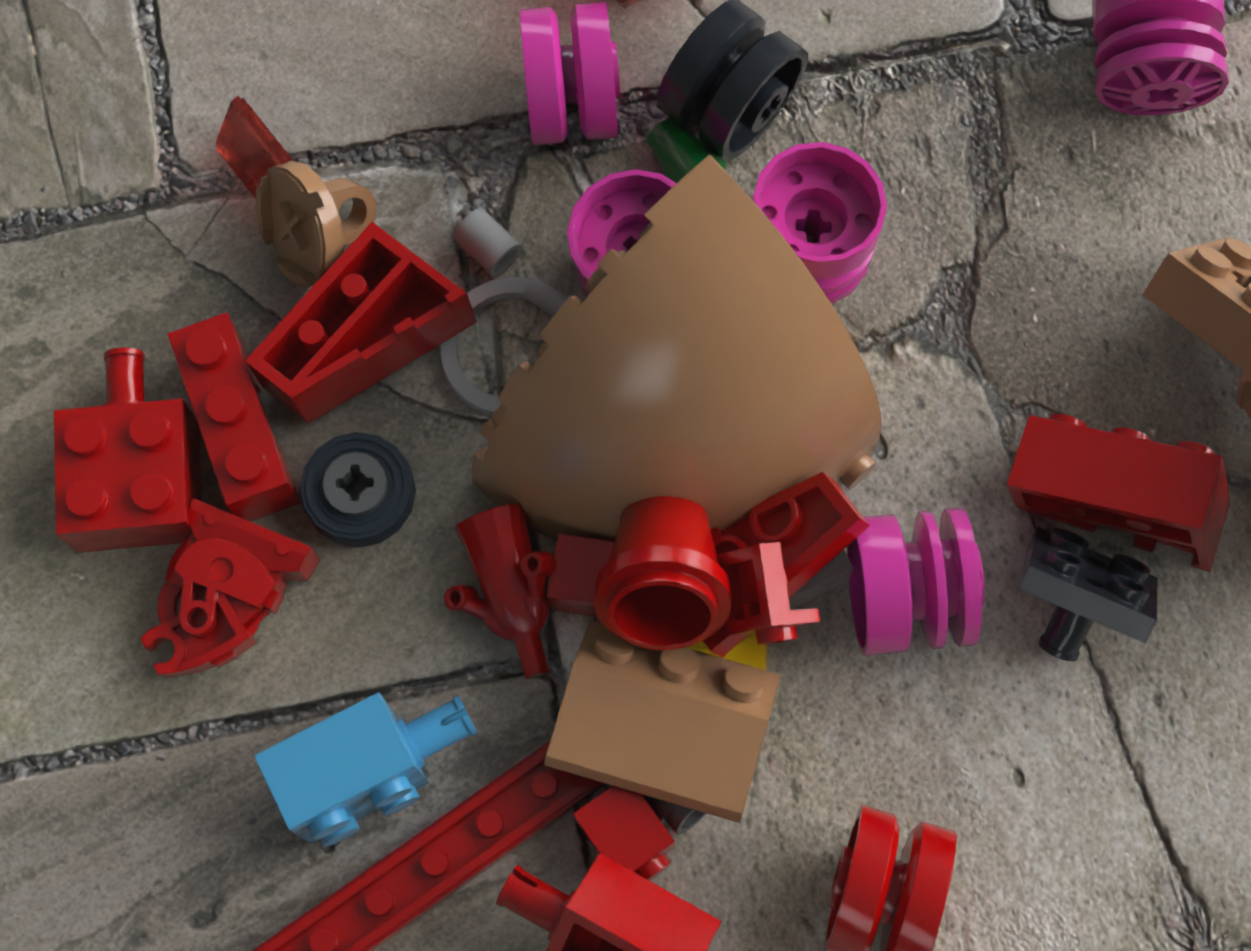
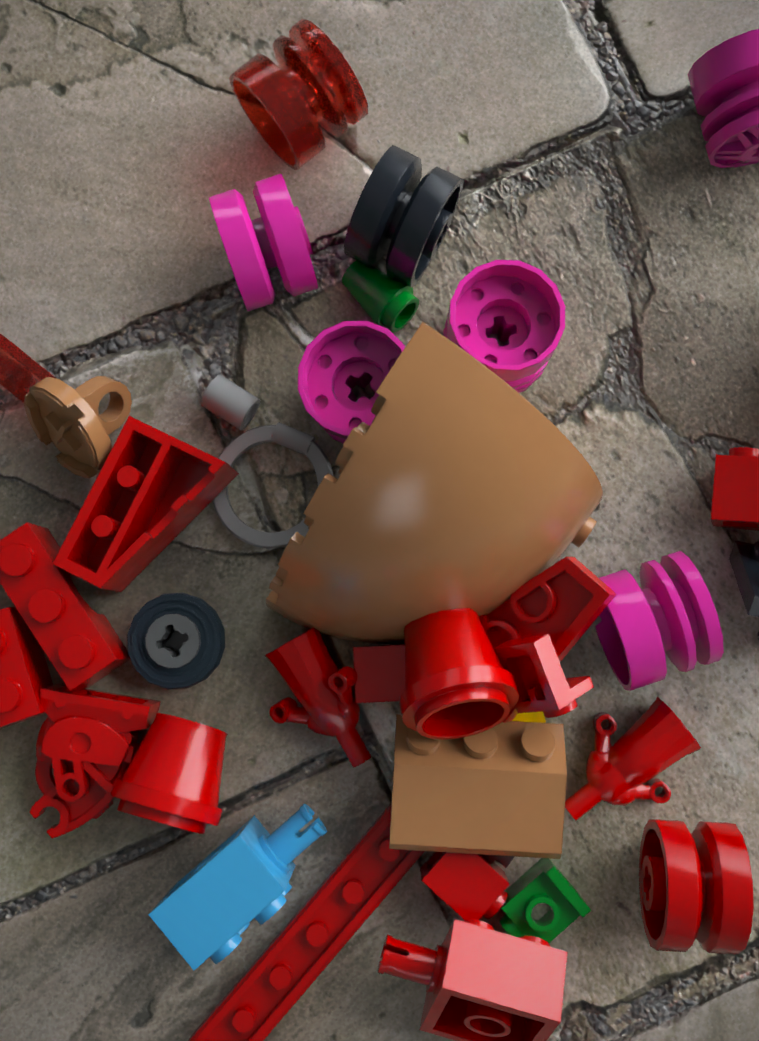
camera: 10 degrees left, 10 degrees up
(318, 633) = (175, 775): none -> red piece
(729, 869) = (541, 885): none -> green brick
(838, 754) = (642, 752): none -> red piece

